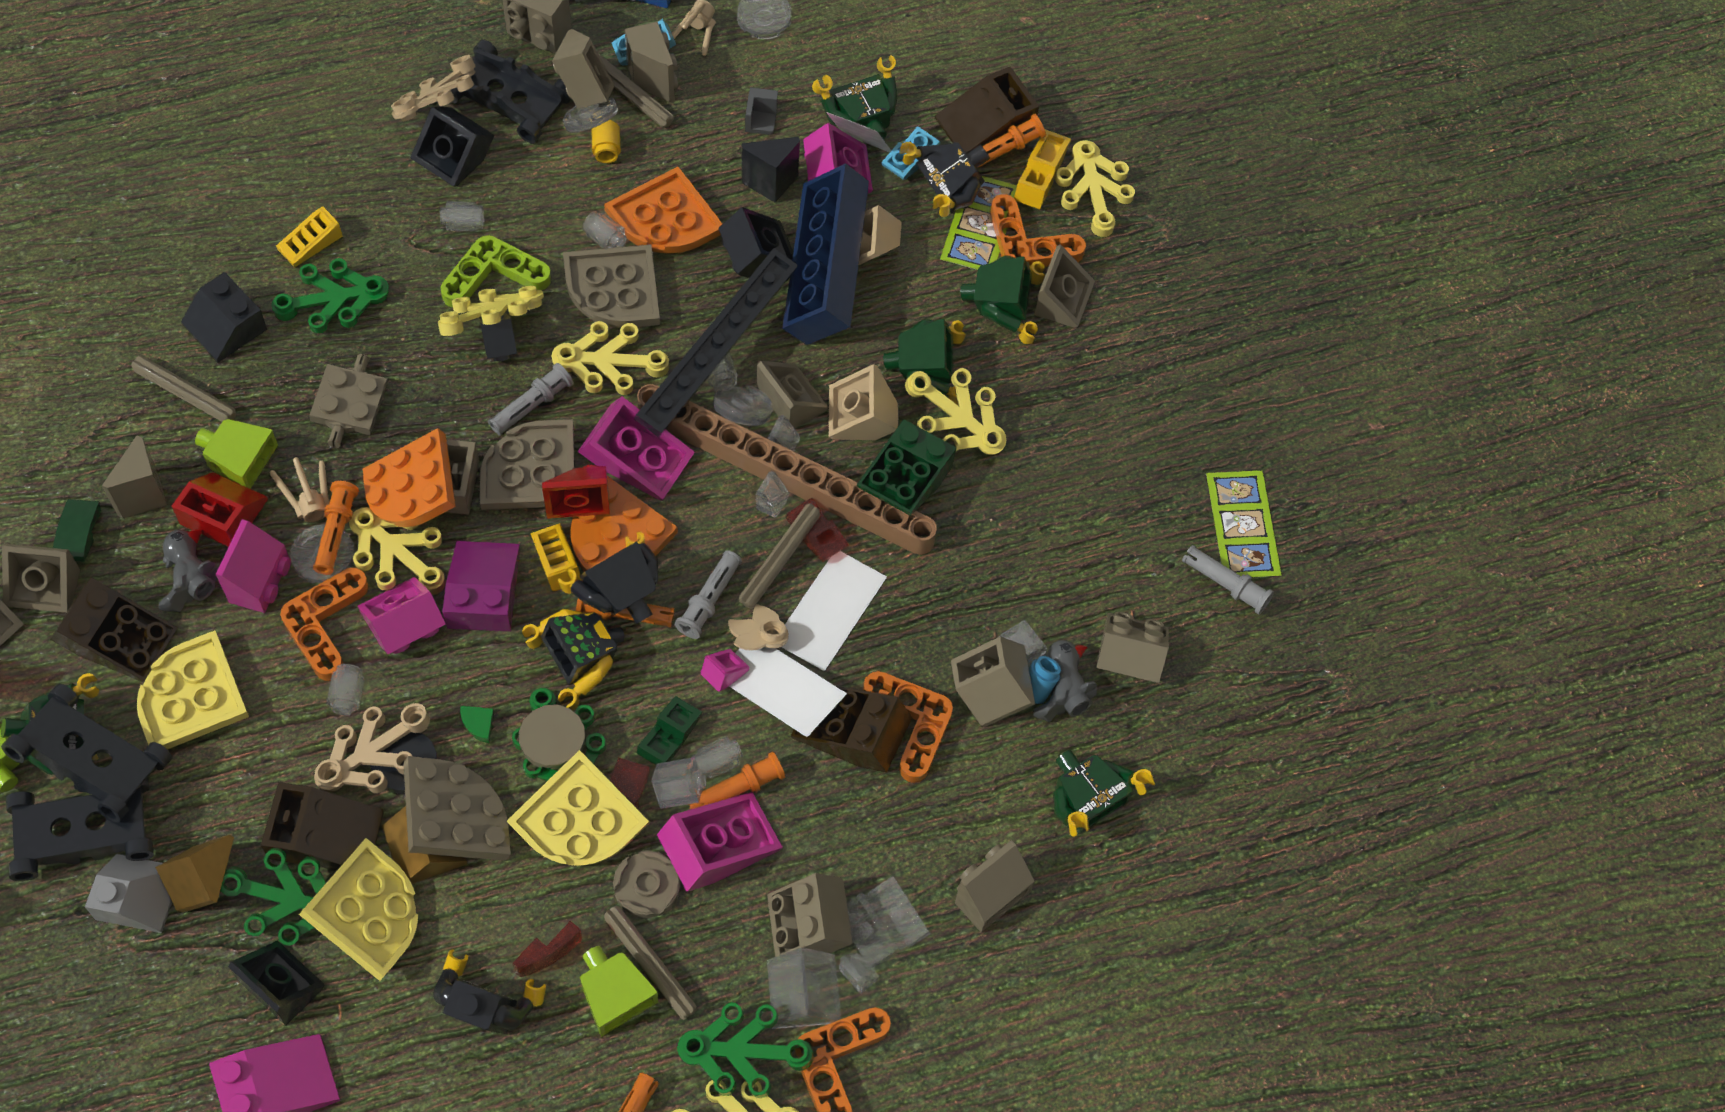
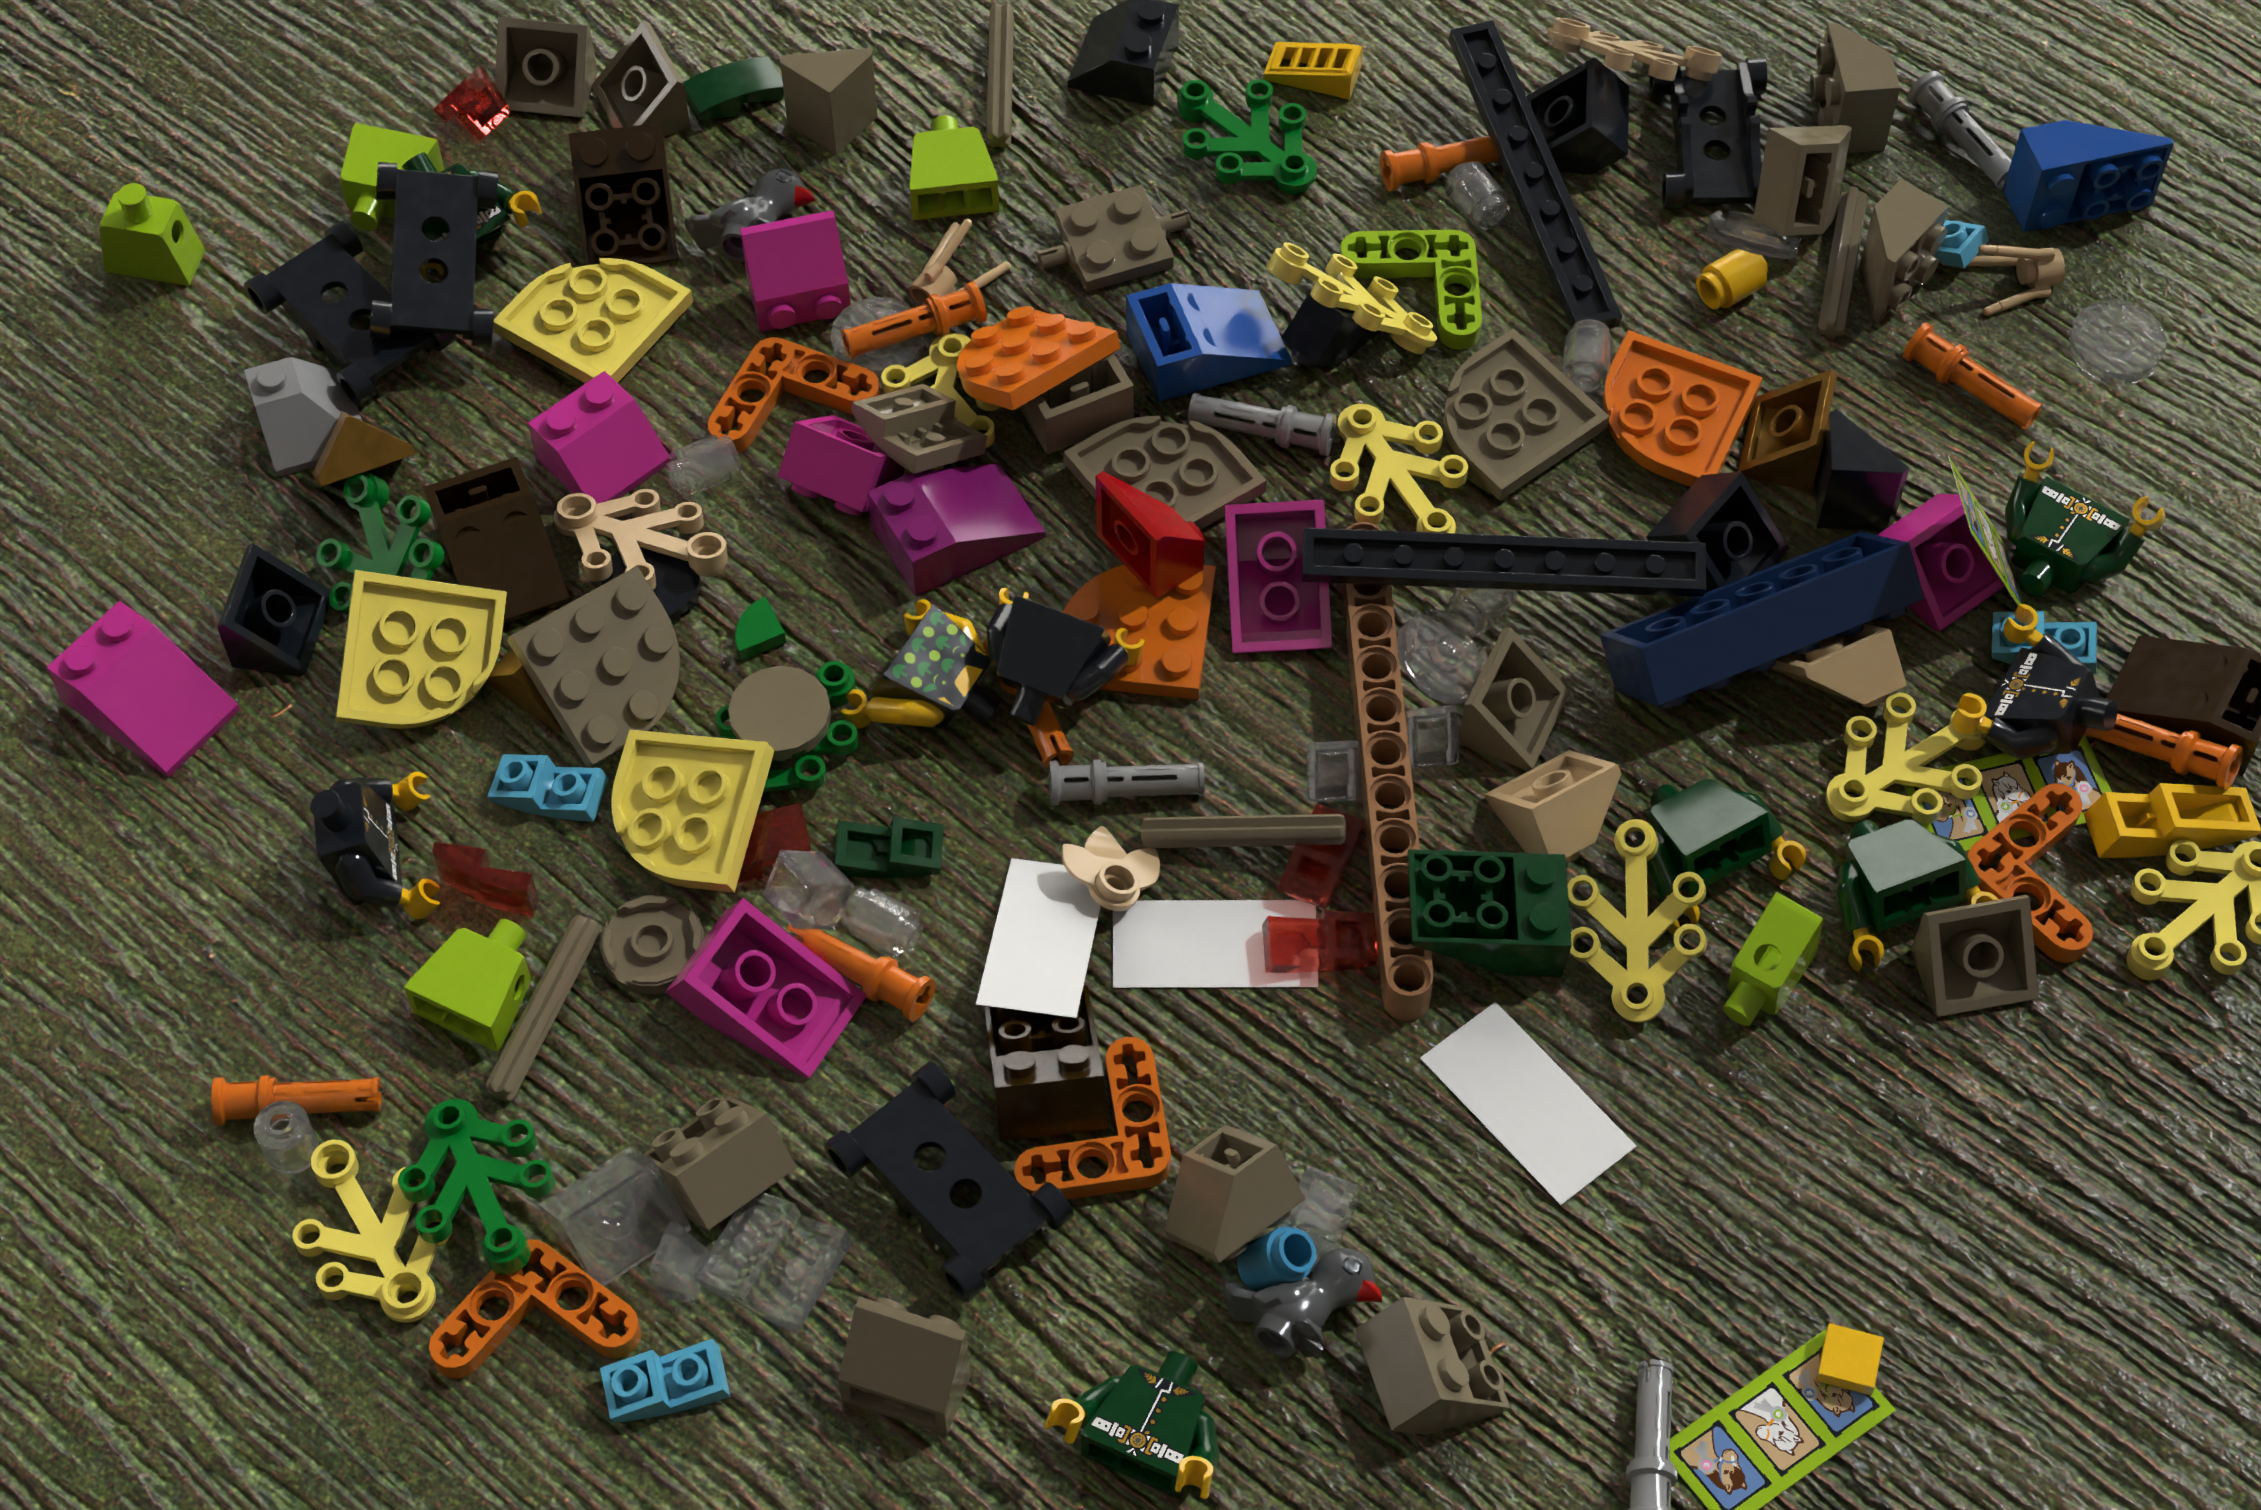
camera: 65 degrees right, 5 degrees down
(217, 506) = (864, 192): red slope -> none
(286, 737) = (598, 441): none -> dark pink slope
(415, 565) = (918, 428): none -> dark tan slope
(421, 224) = (1429, 161): none -> orange pin
(455, 396) = (1201, 337): none -> blue slope
(474, 182) = (1533, 175): none -> black plate
(505, 888) = (541, 788): none -> medium azure slope
(559, 570) = (1061, 588): yellow slope -> none
(720, 174) = (1788, 432): none -> pearl gold slope
(723, 669) = (1026, 860): dark pink slope -> none
(728, 86) = (1954, 365): none -> orange pin
(761, 111) = (1944, 423): dark grey panel -> none
(862, 828) = (970, 1236): none -> black piece
(866, 560) = (1320, 945): none -> clear red slope
(921, 1014) = (666, 1384): none -> medium azure slope
(938, 253) = (1900, 768): none -> light yellow plant
(1011, 523) = (1528, 1103): none -> white sticker
(1014, 370) = (1772, 959): none -> lime torso
(1230, 471) = (1850, 1359): none -> yellow tile

